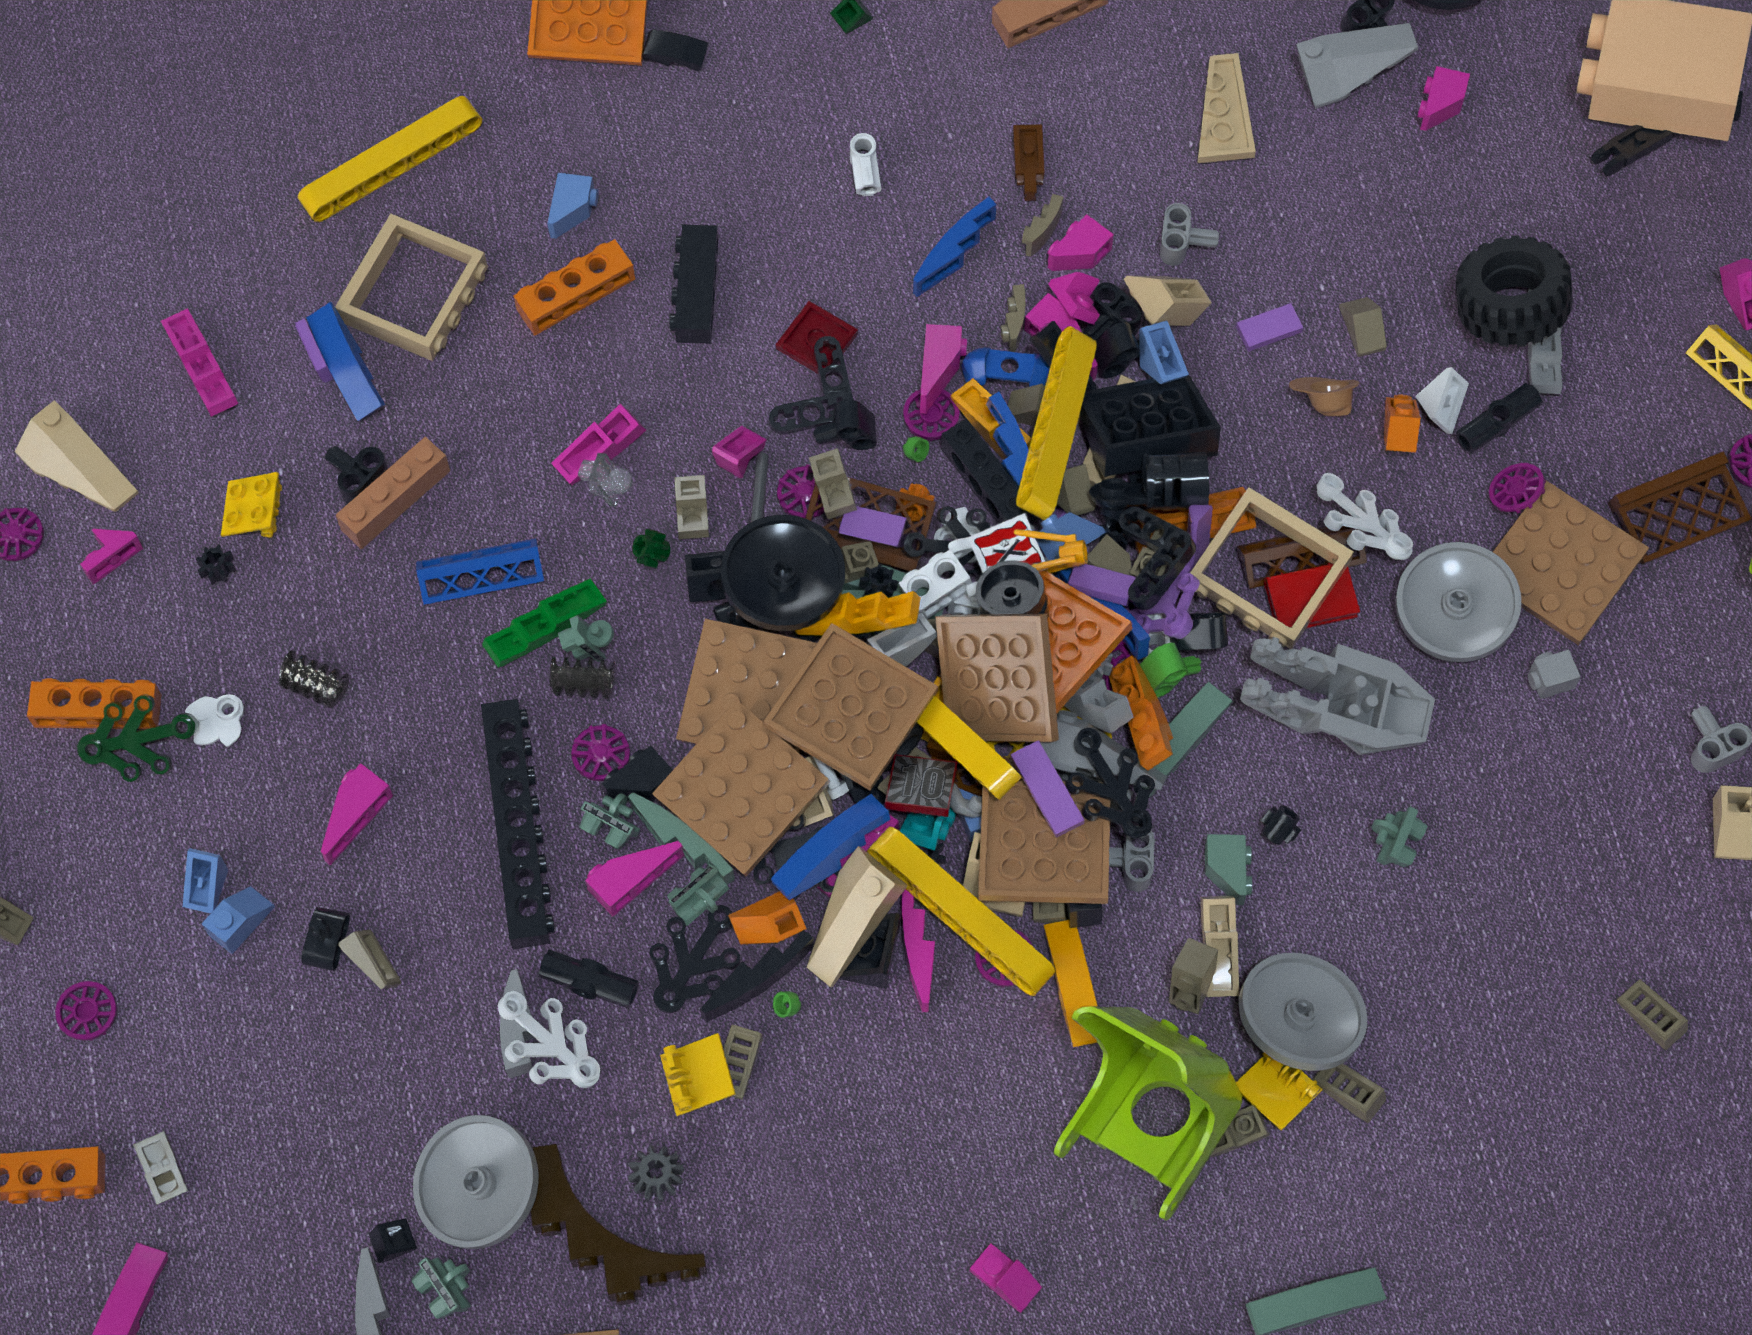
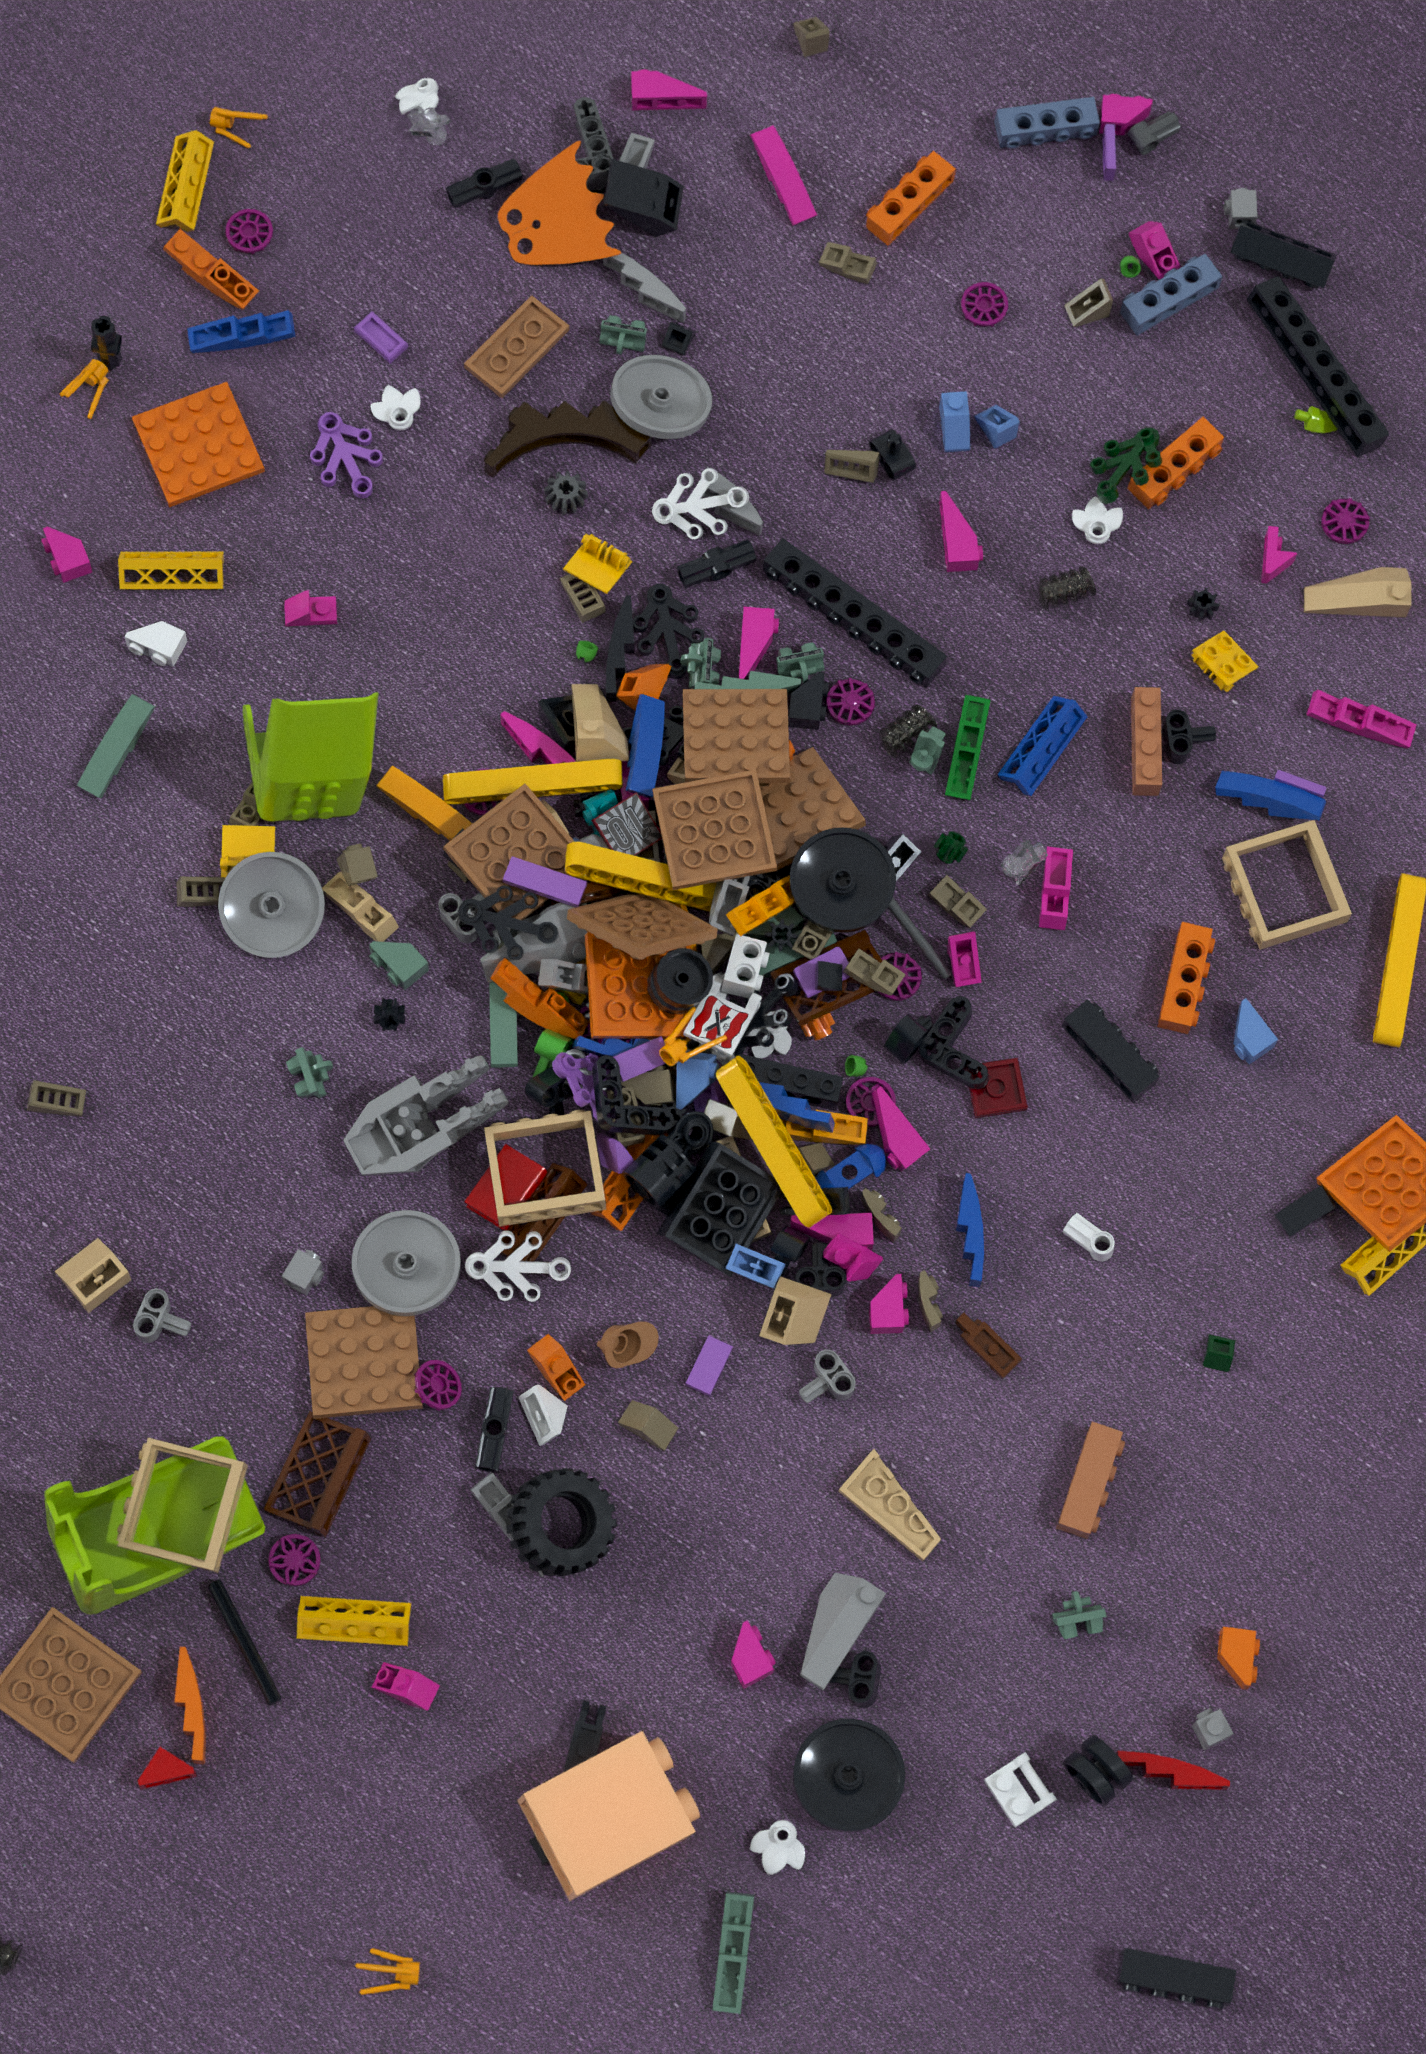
camera: 130 degrees right, 5 degrees up
(875, 513) = (828, 976): none -> black slope

